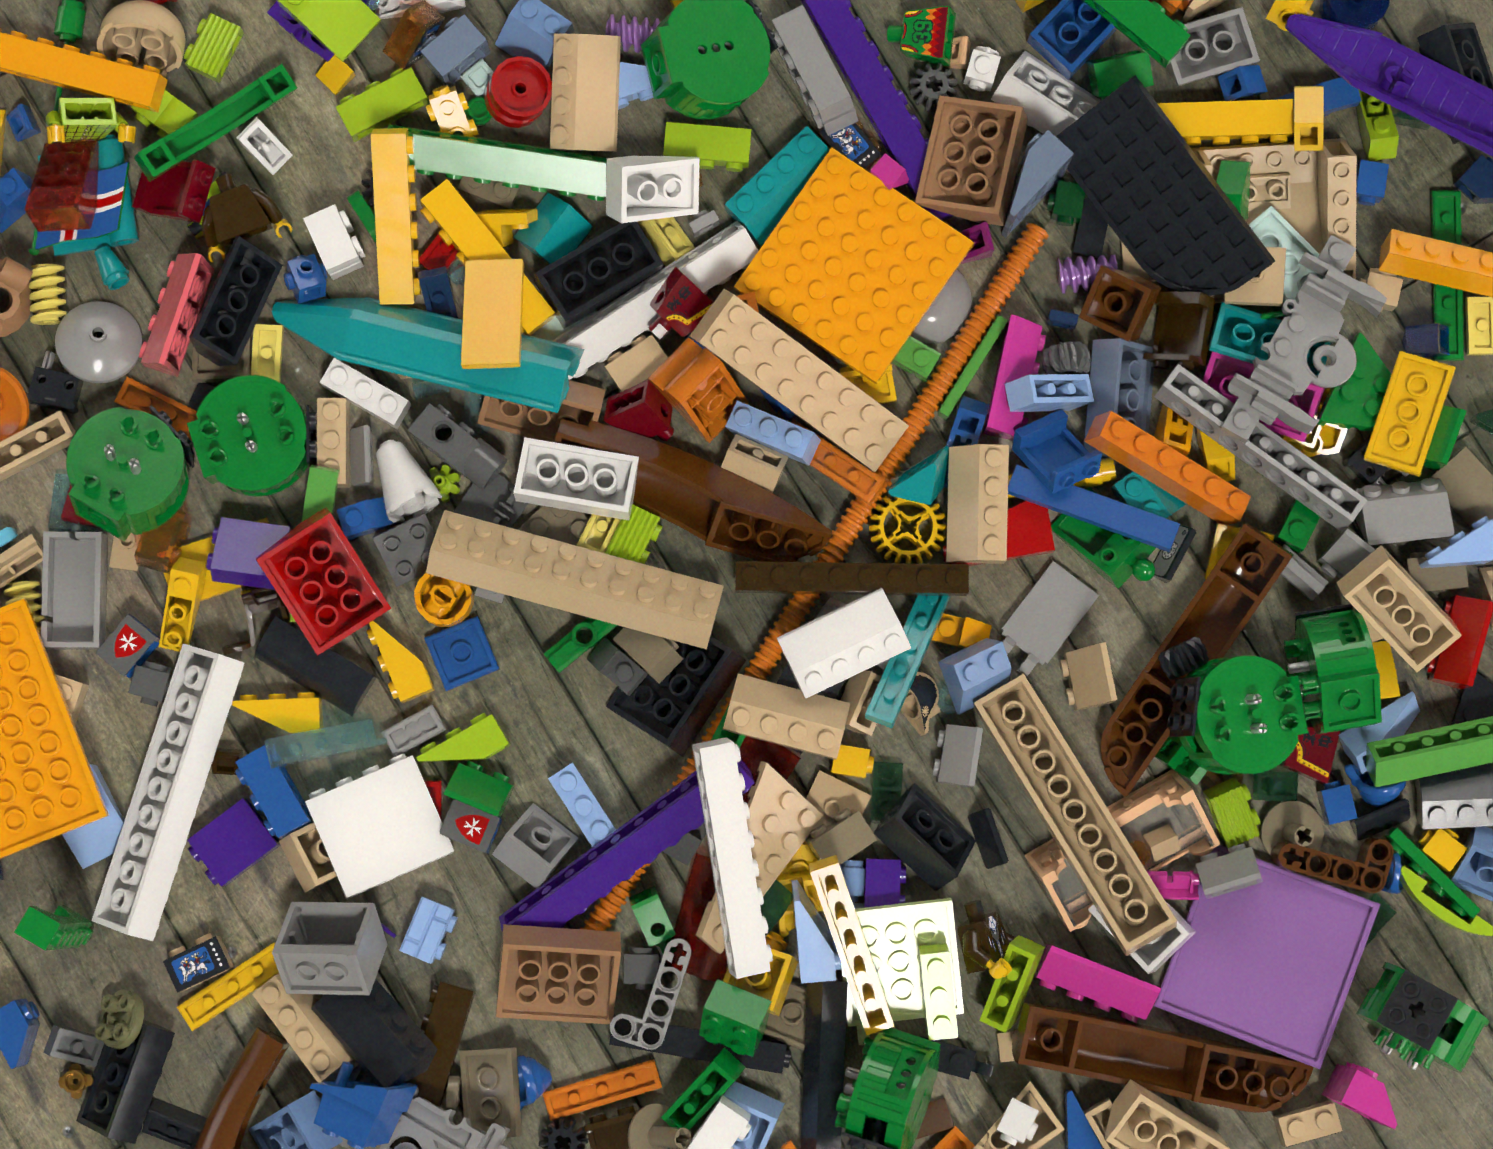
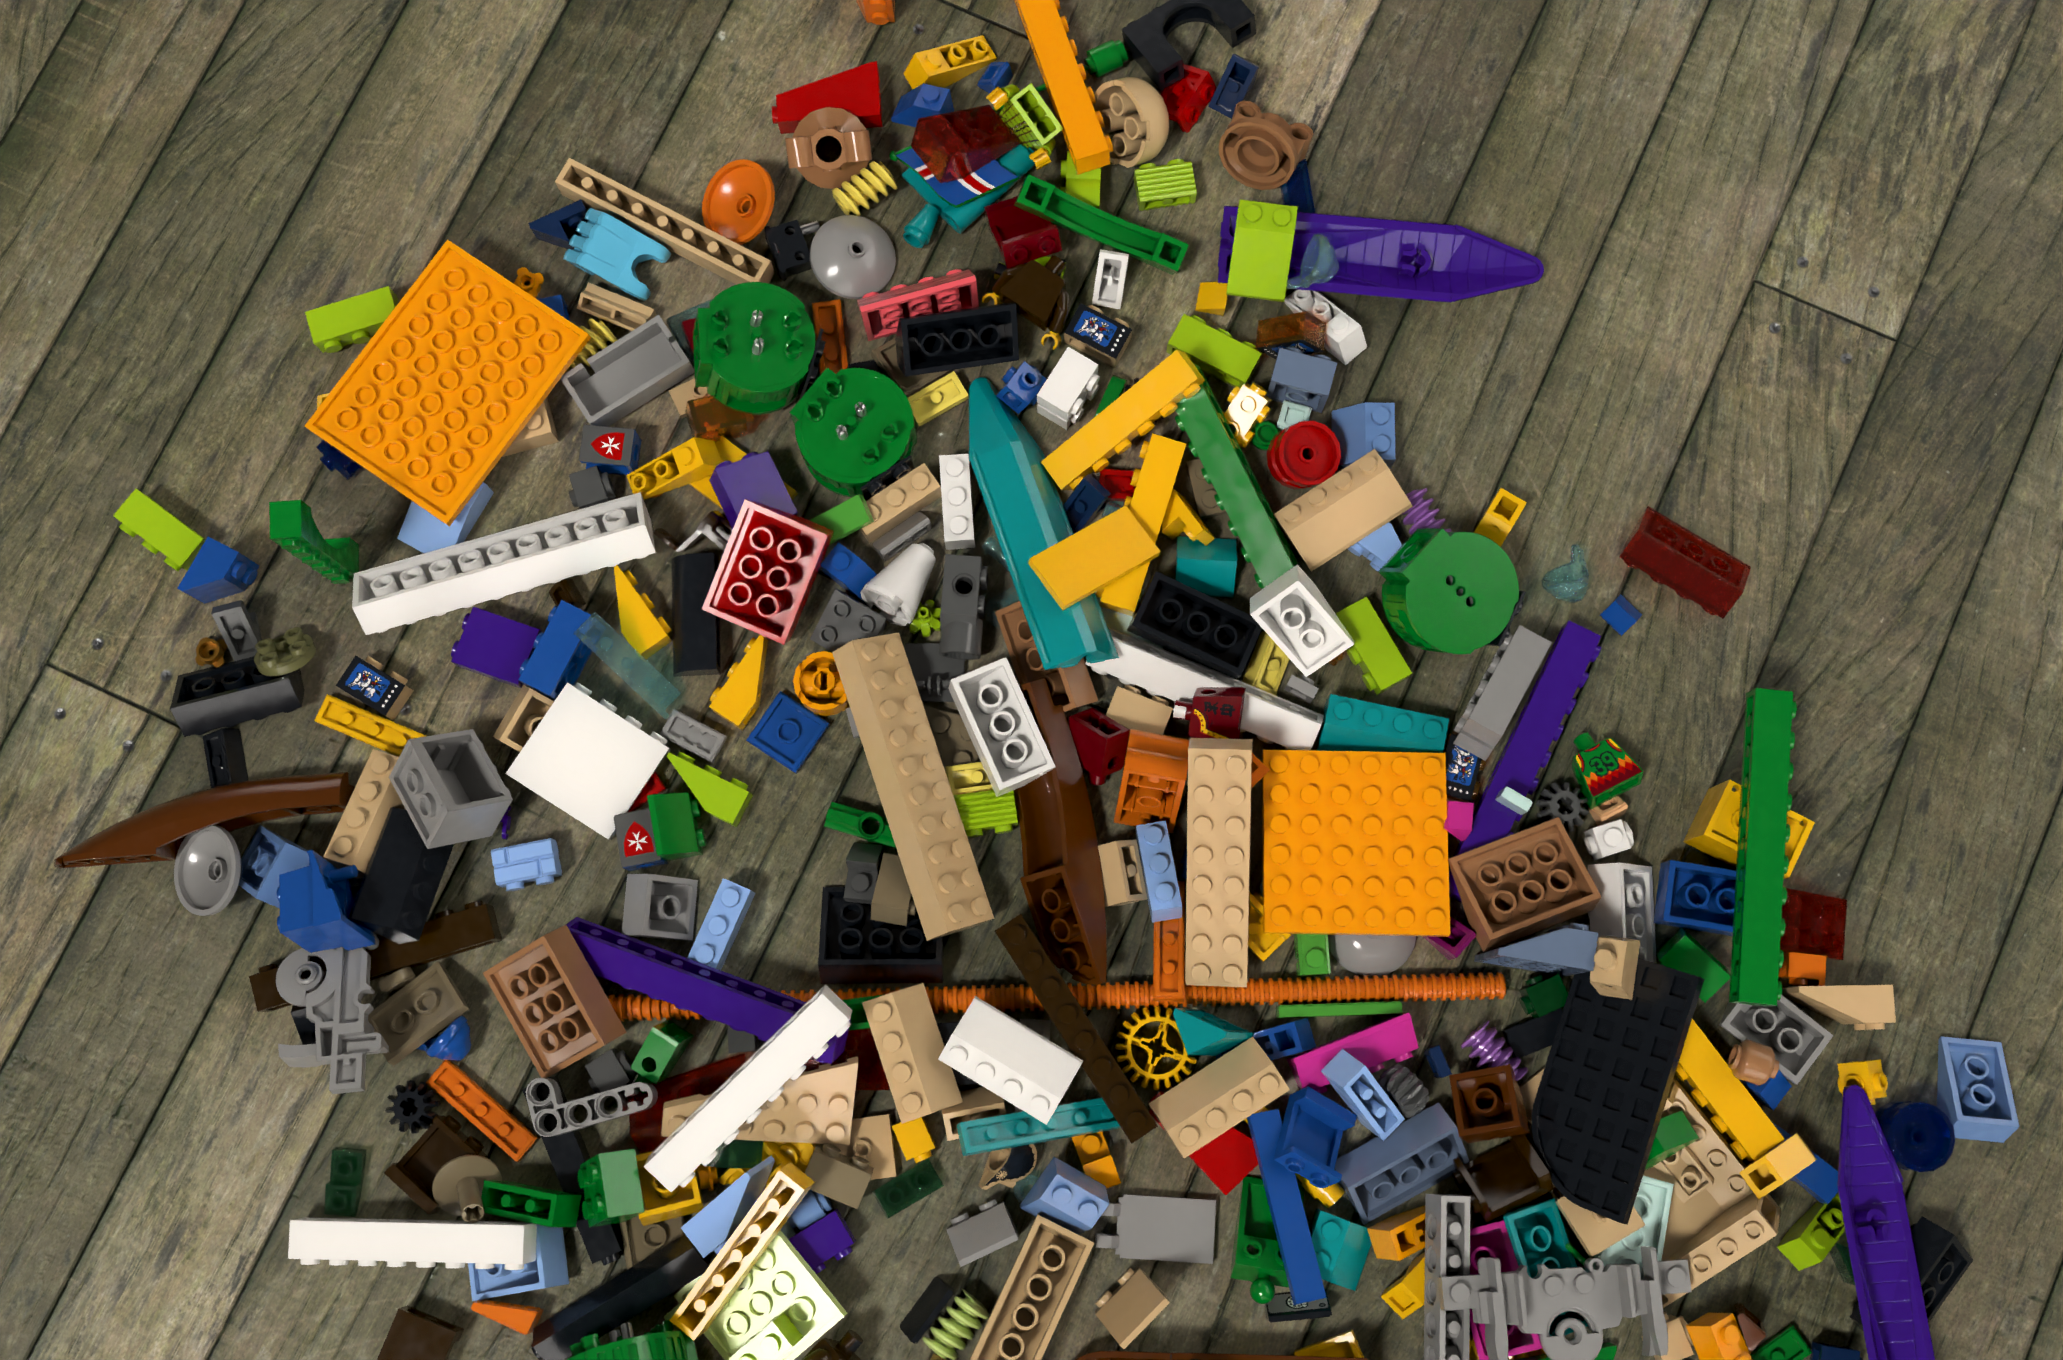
camera: 60 degrees right, 5 degrees down
(303, 187) = (1098, 334): none -> brick
(904, 120) = (1514, 800): none -> light aqua tile
(925, 837) = (888, 1252): black slope -> none
(1016, 823) = (956, 1326): none -> yellowish green piece
(1081, 134) = (1615, 966): none -> tan torso
(1167, 468) = (1369, 1251): orange brick -> none
(1221, 81) = (1753, 1062): none -> medium nougat head
(1370, 182) = (1761, 1264): blue brick -> none
(1410, 222) = (1751, 1326): none -> reddish brown slope

